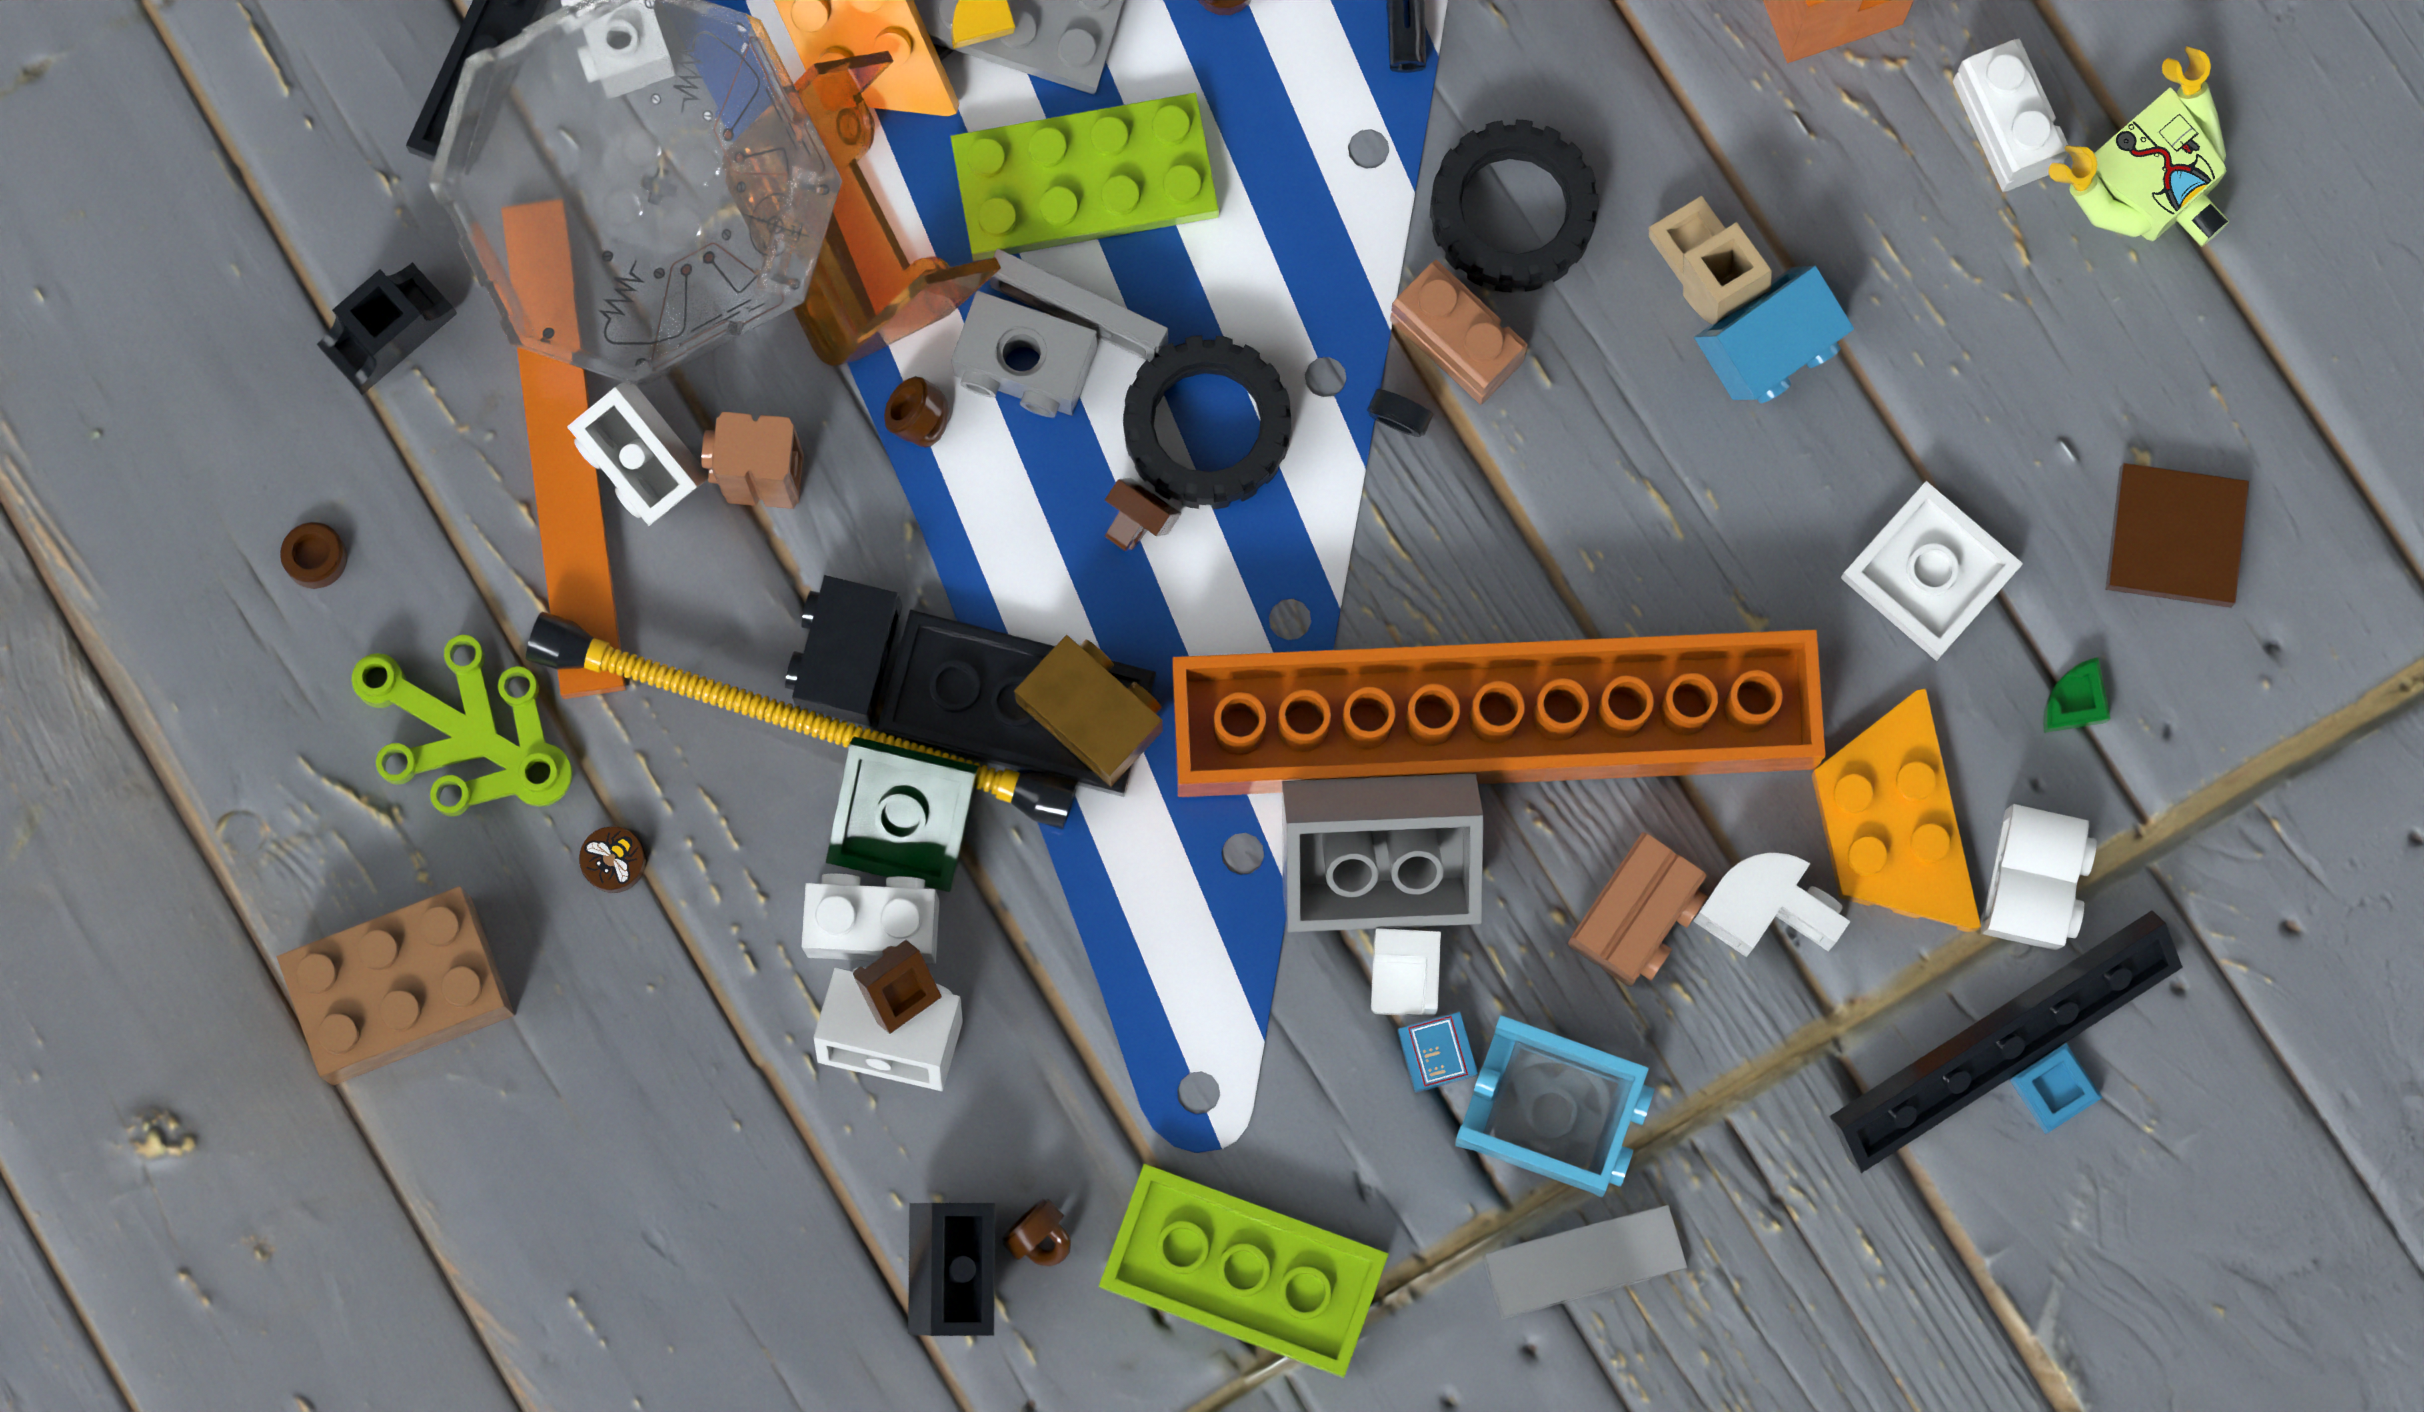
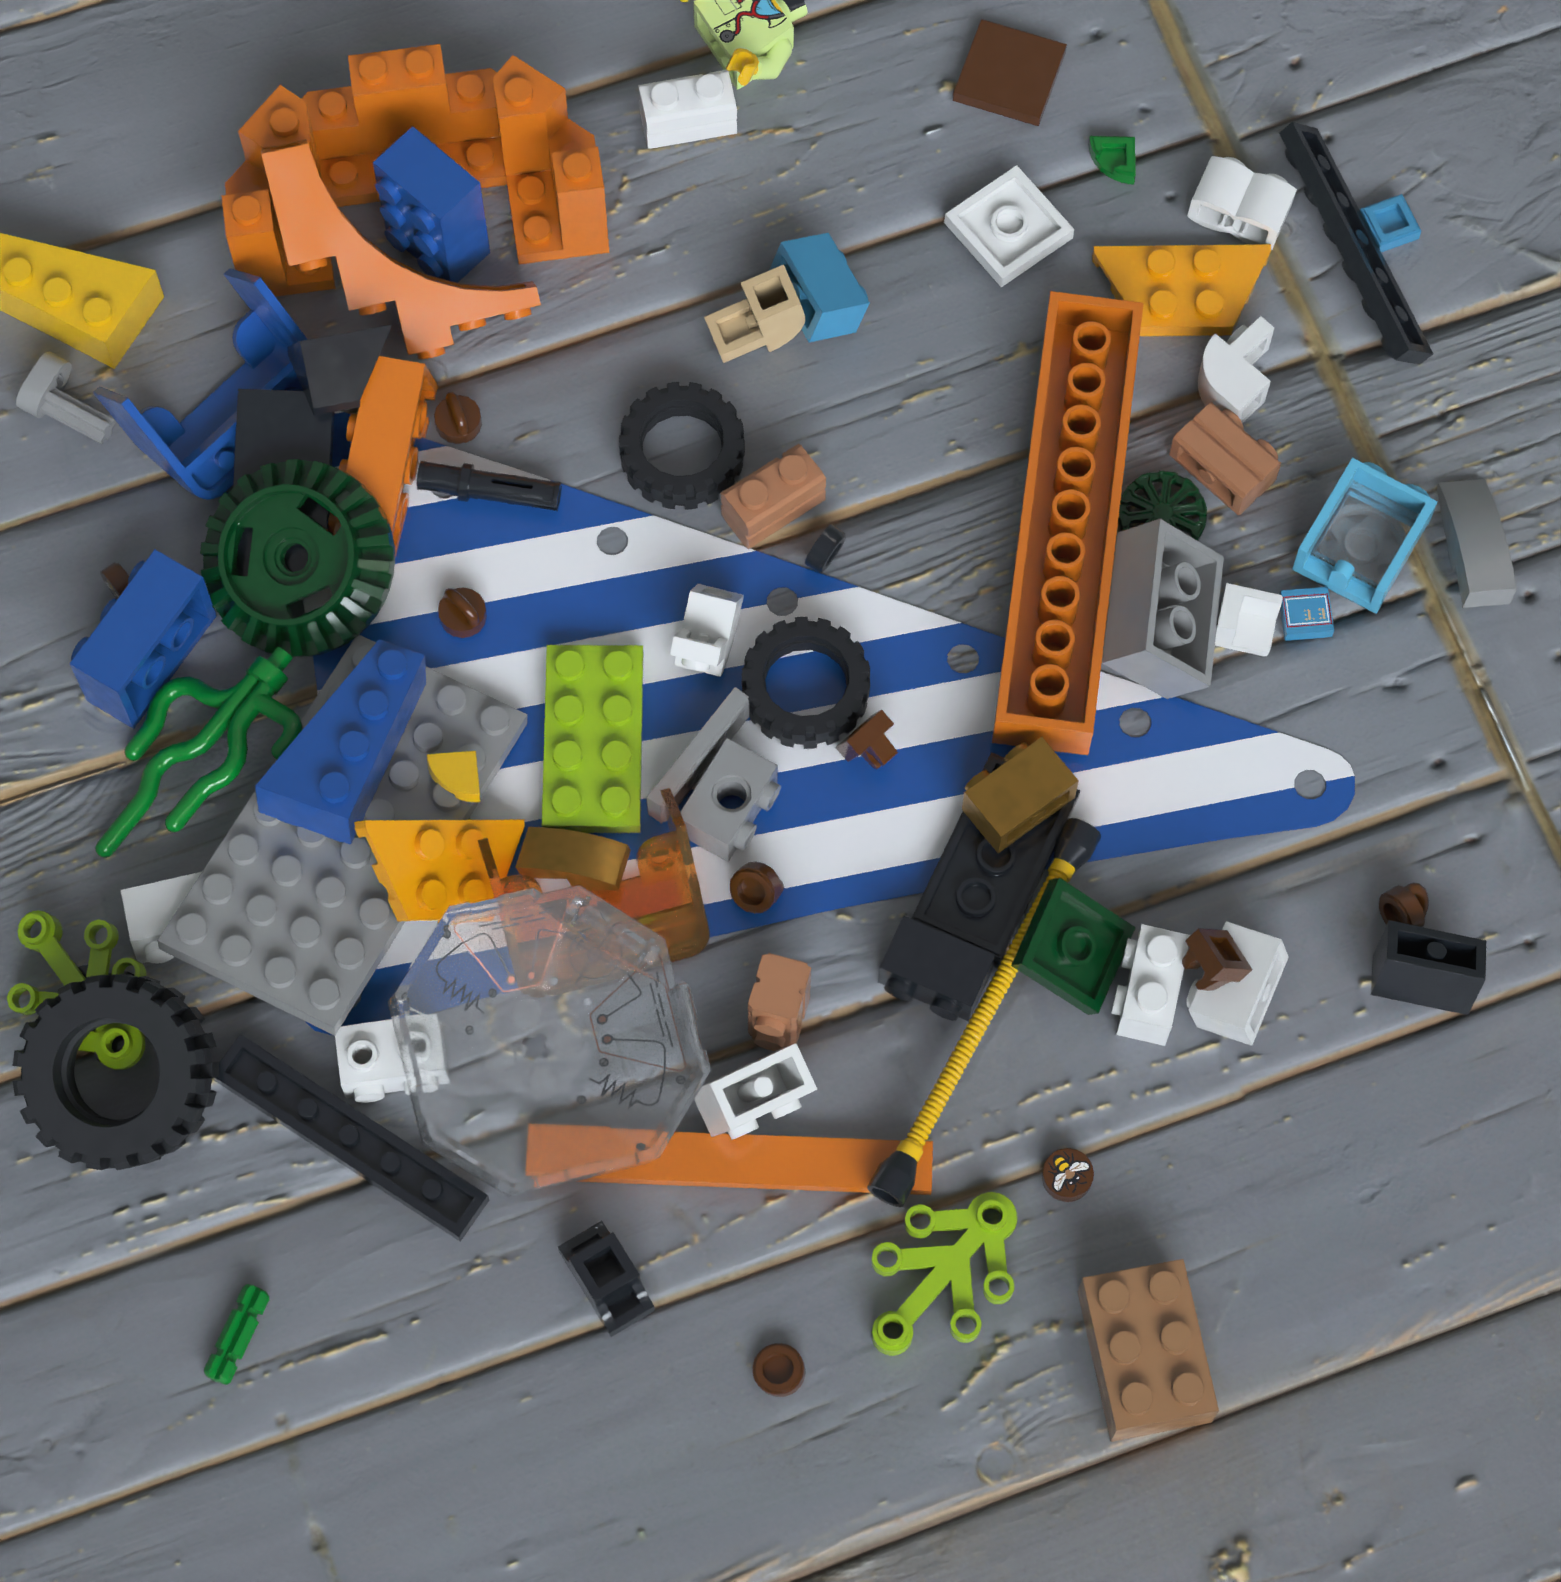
camera: 80 degrees left, 10 degrees down
(912, 181) = (573, 856): none -> pearl gold slope
(1243, 1270) = (1450, 771): lime plate -> none
(1247, 284) = (707, 630): none -> white brick
(1543, 841) = (1163, 506): none -> dark green wheel

